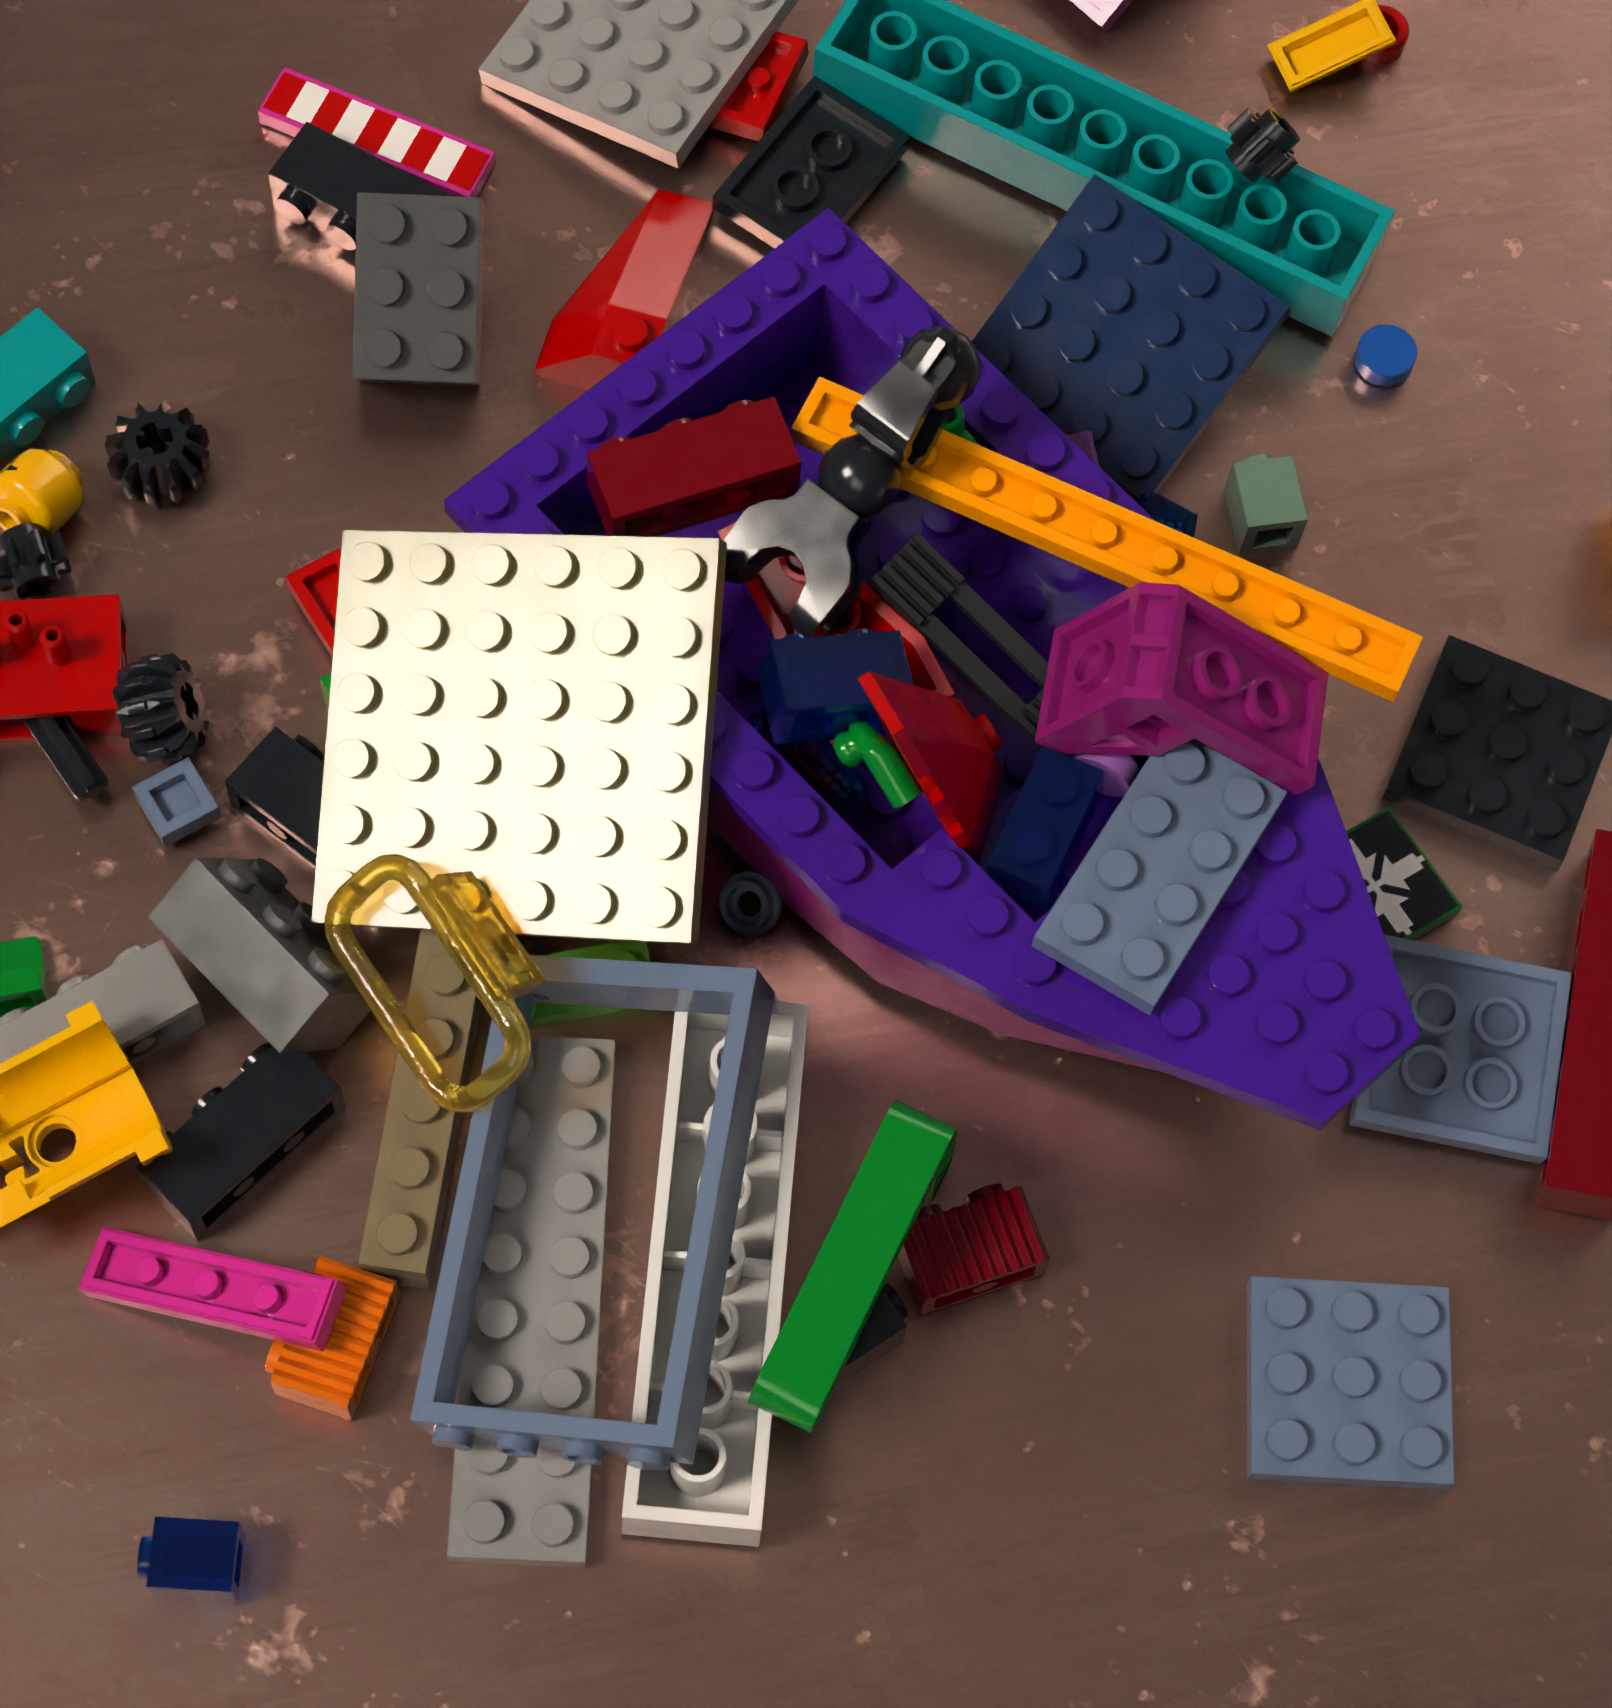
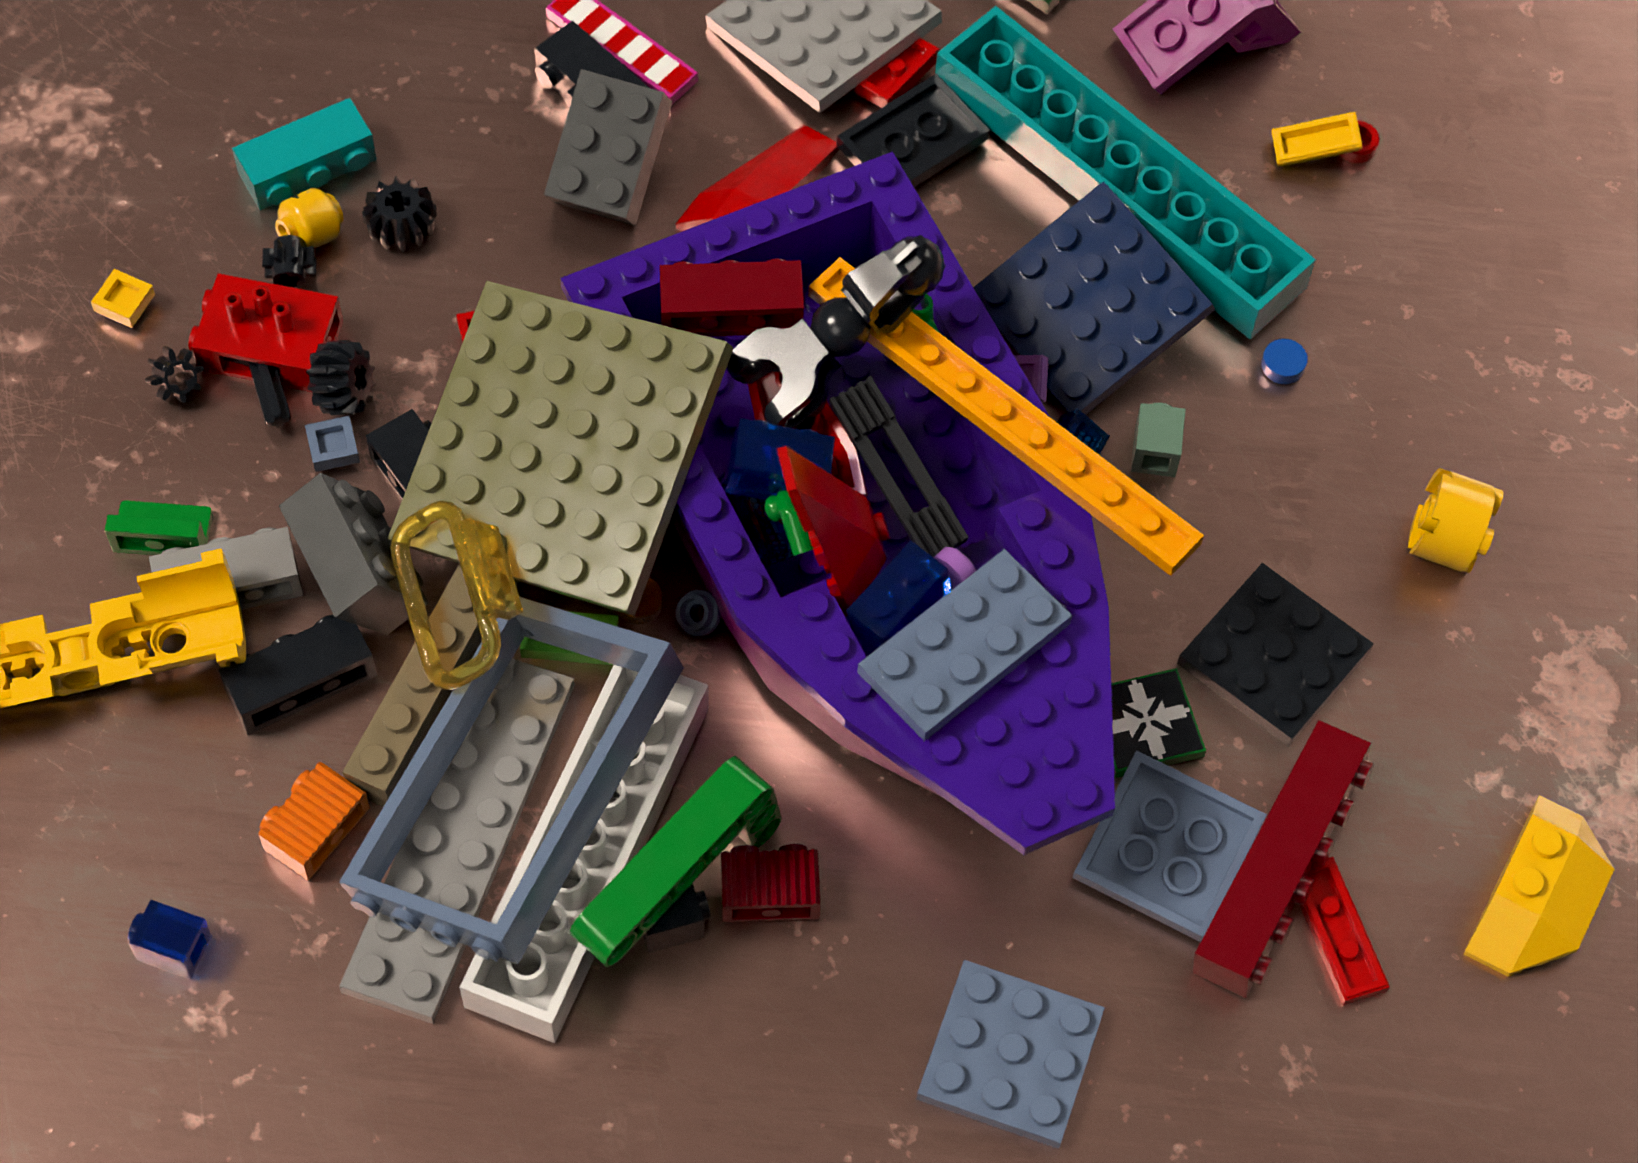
camera: 20 degrees right, 5 degrees down
(213, 1288) = (242, 764): dark pink tile -> none
(1178, 669) = (1020, 509): magenta bracket -> none
(1262, 145) = (1229, 189): black gear -> none

